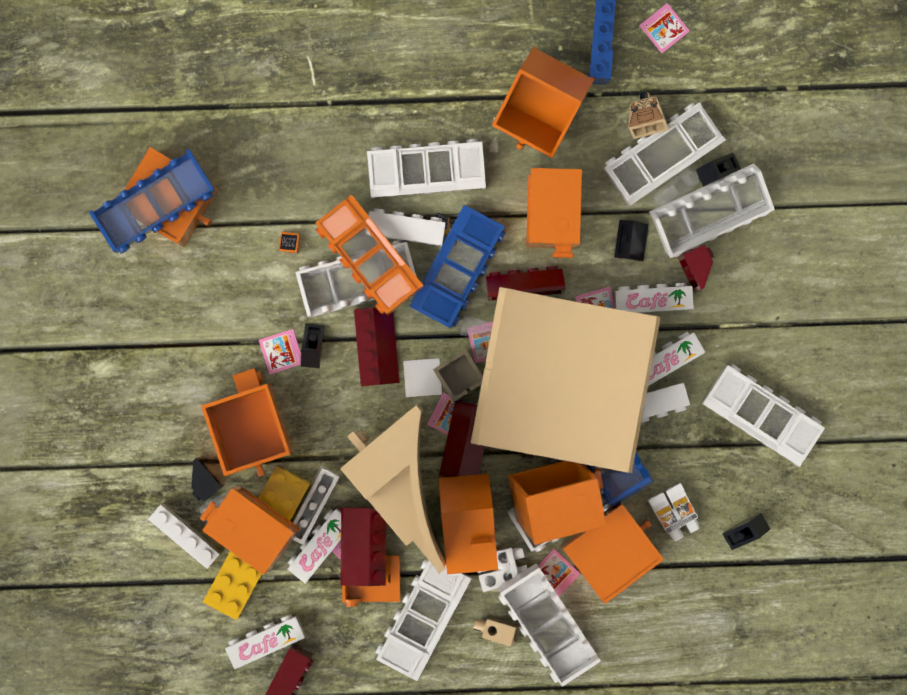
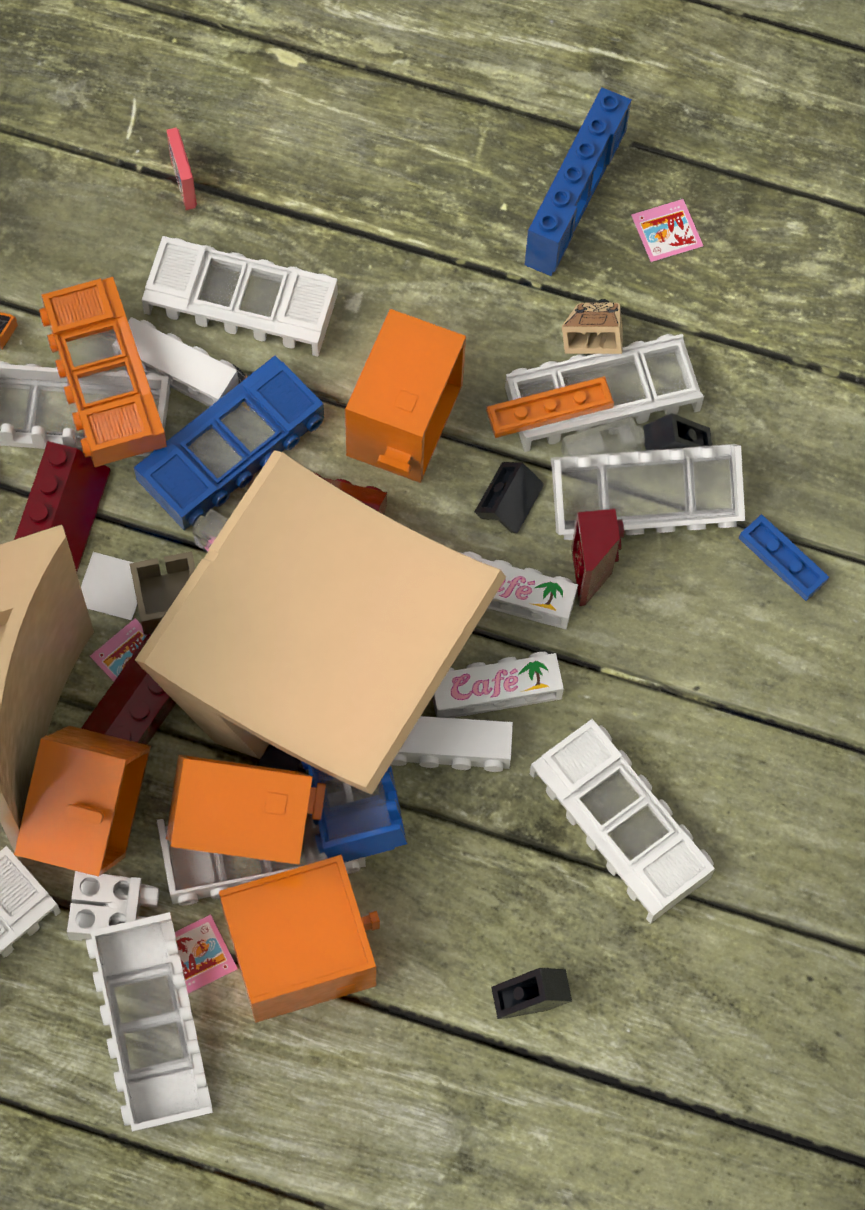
camera: 20 degrees right, 20 degrees down
(360, 101) = (181, 168): none -> coral tile
(506, 631) = (67, 1006): tan torso -> none
(542, 102) = (445, 244): orange piece -> none
(638, 180) = (550, 407): none -> orange tile
(675, 517) = (429, 930): white hips -> none
(802, 221) = (783, 557): none -> blue plate

